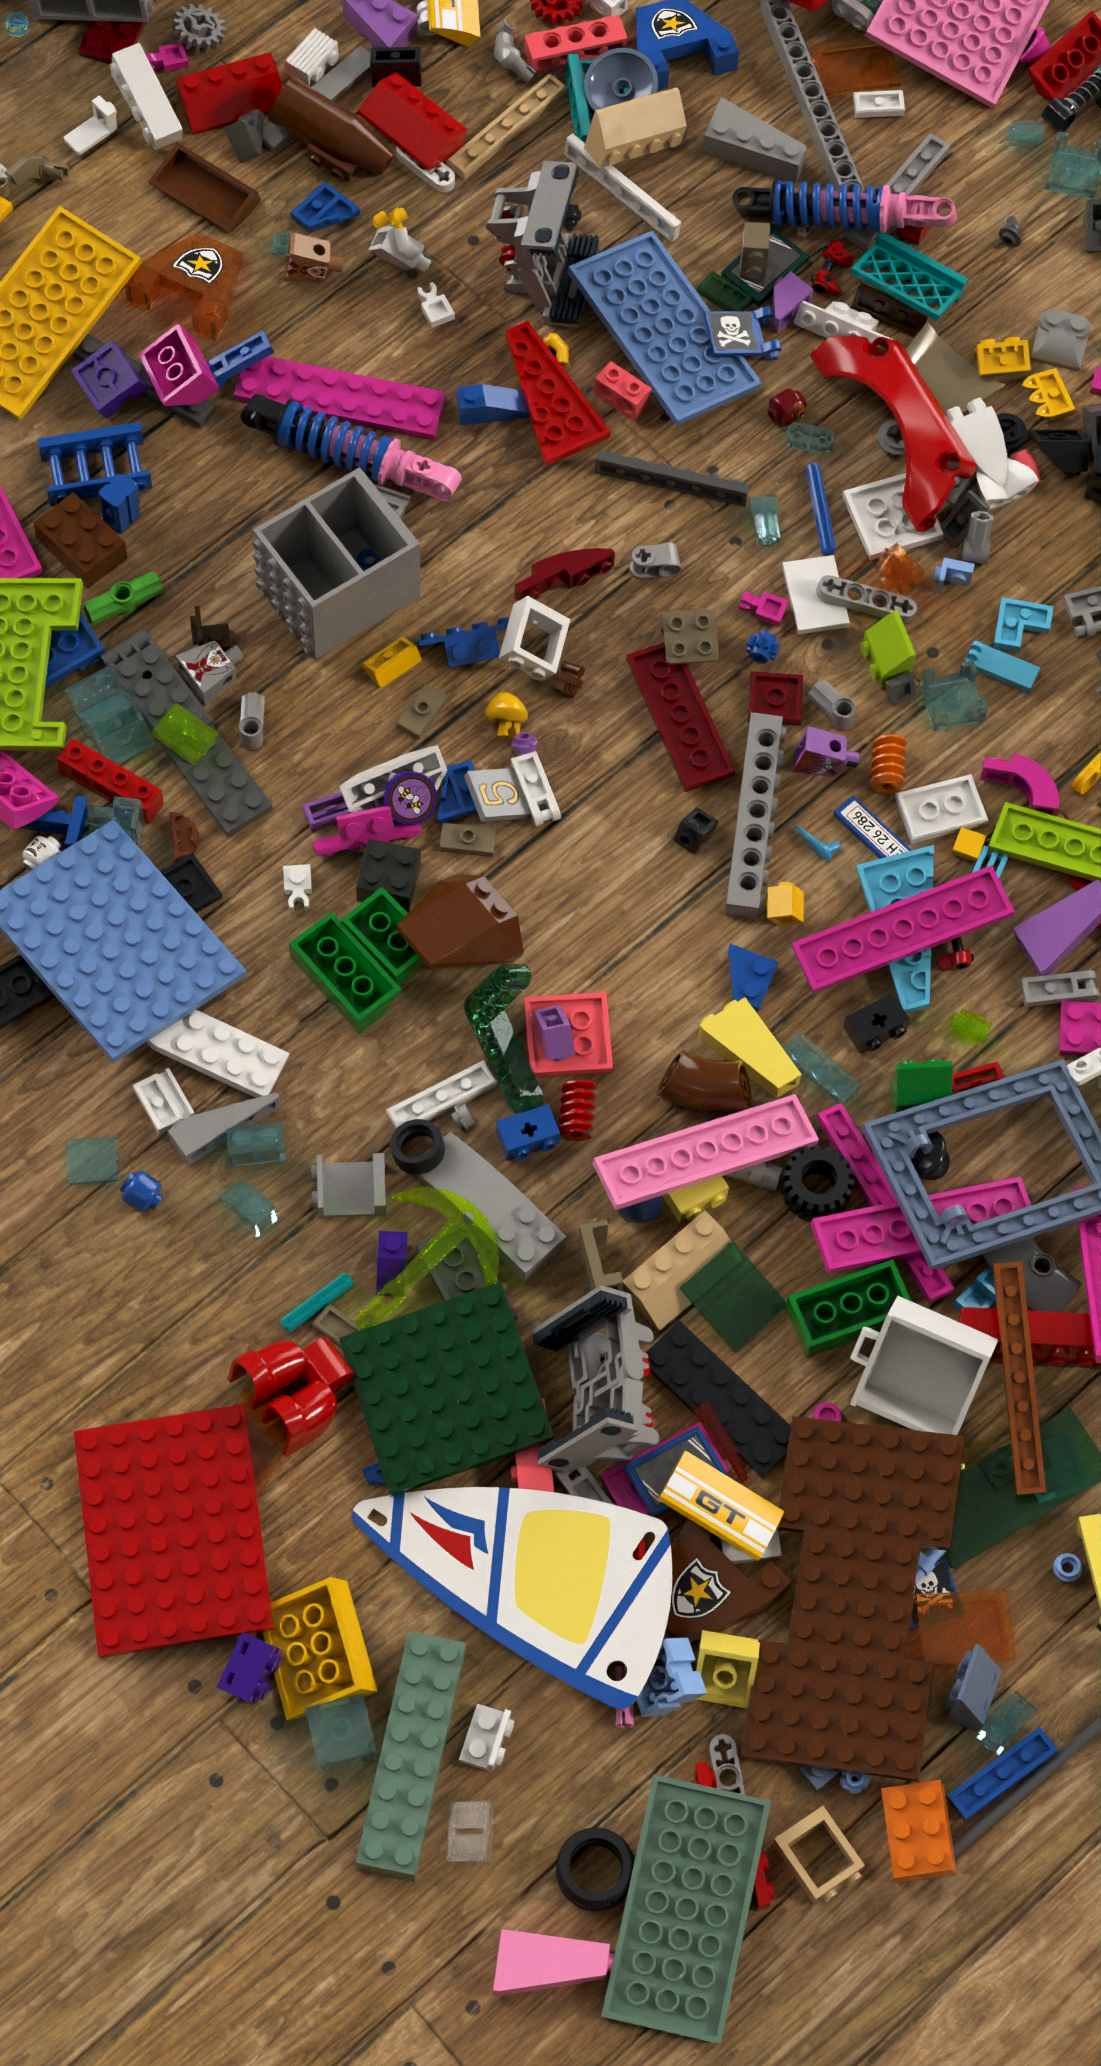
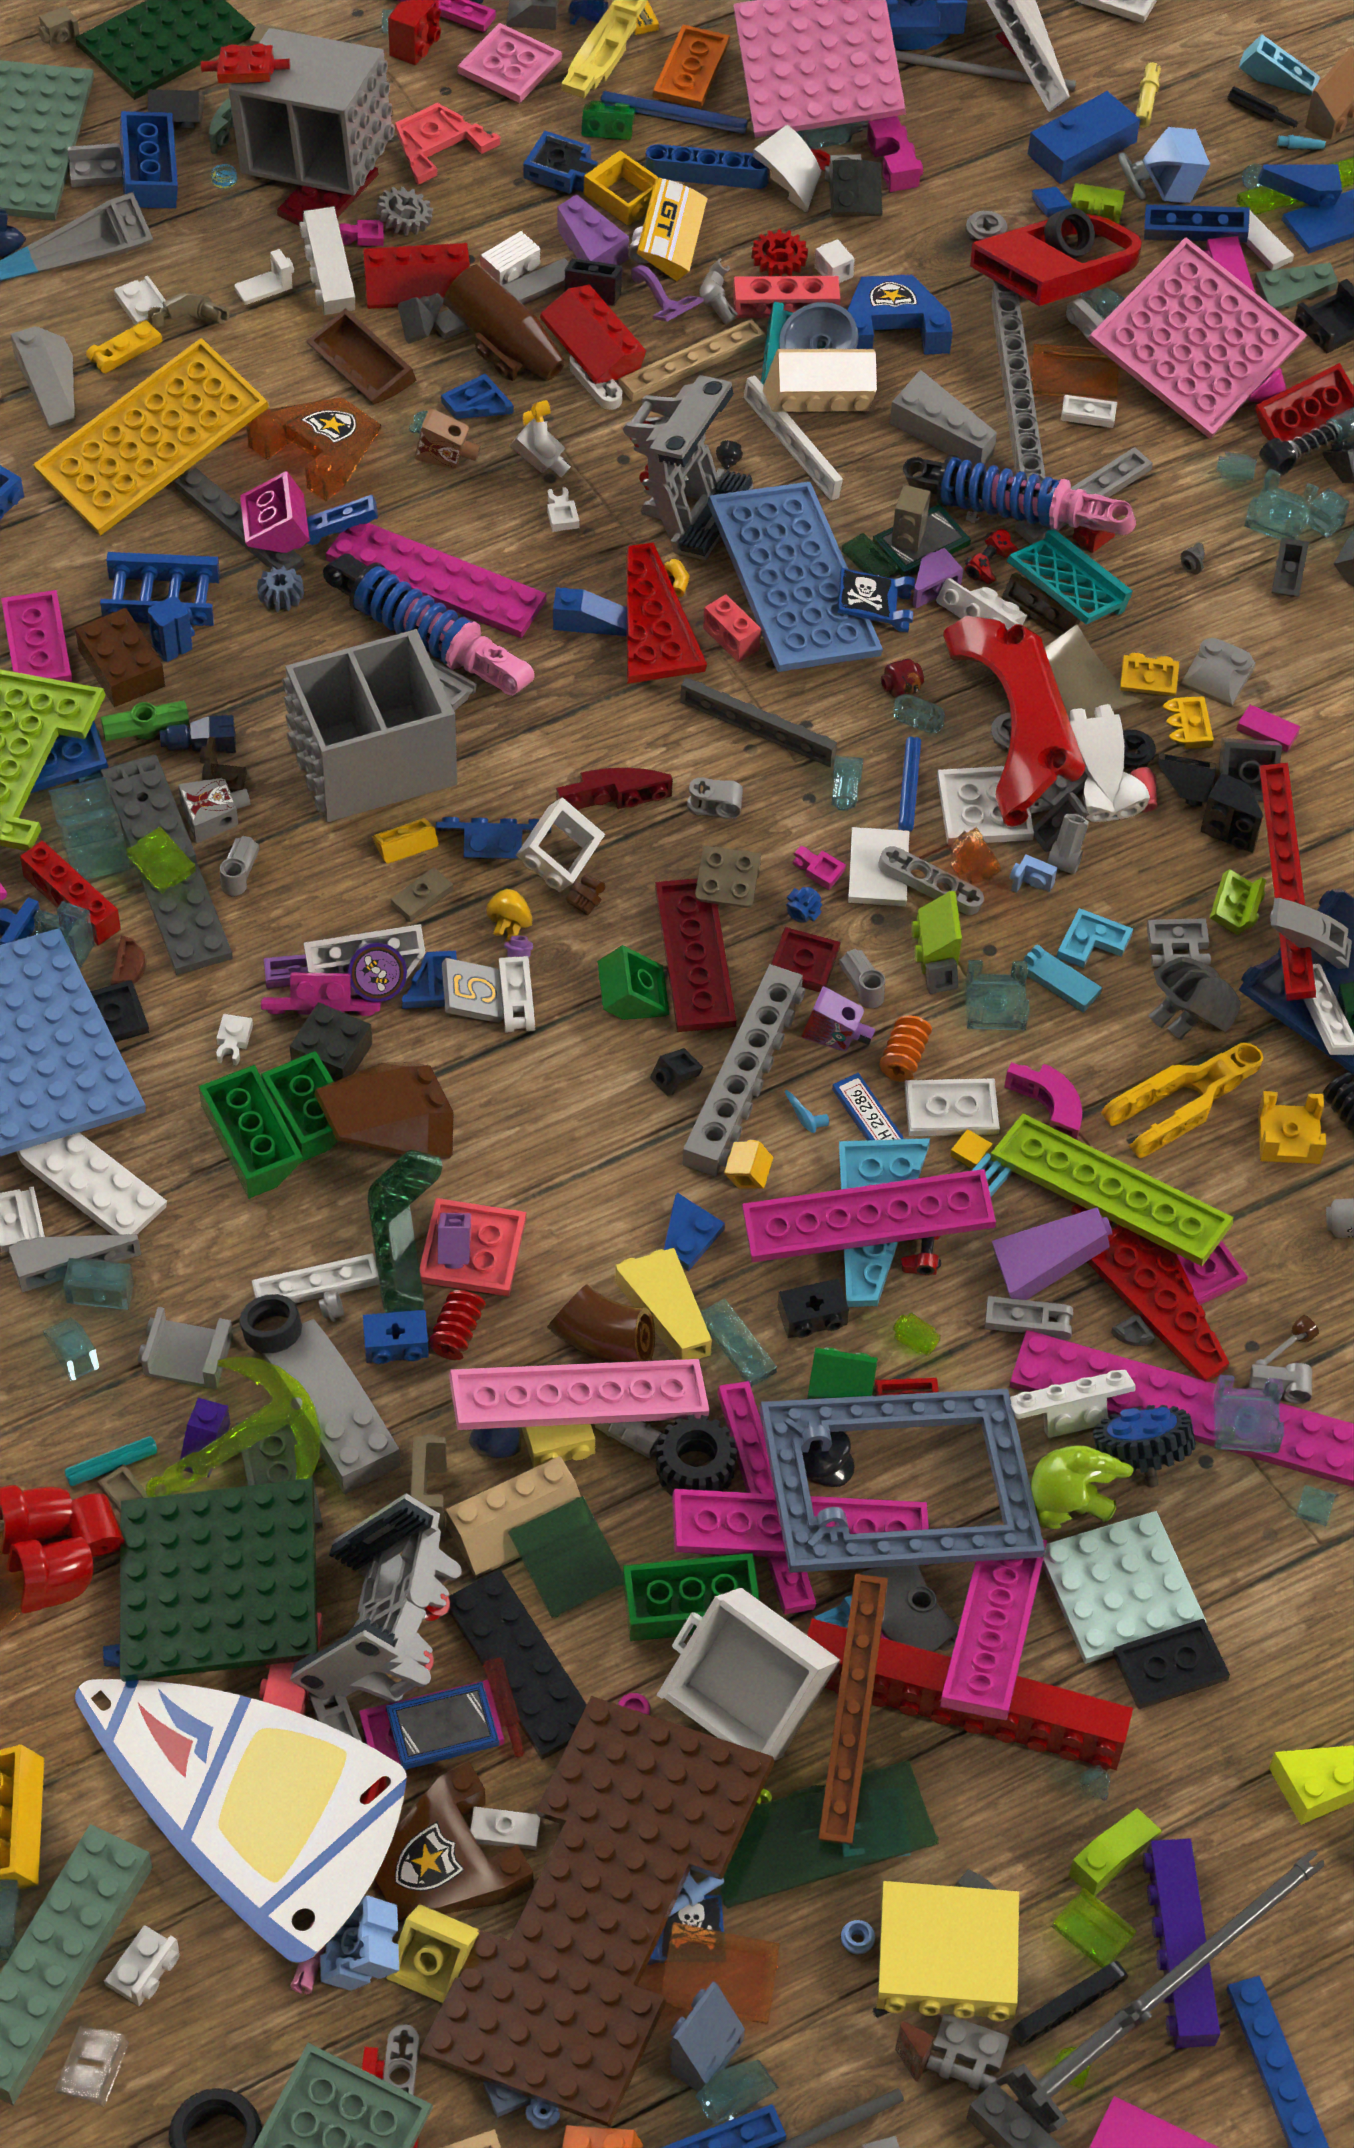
camera: 15 degrees right, 10 degrees down
(109, 378) = (200, 510): dark purple piece -> none
(179, 601) = (181, 737): none -> dark blue piece
(204, 439) = (280, 588): none -> sand blue gear
(438, 48) = (671, 307): none -> medium lavender piece
(467, 839) = (428, 1030): dark tan plate -> none
(634, 758) = (632, 985): none -> green slope
(721, 1505) = (477, 1769): yellow slope -> none

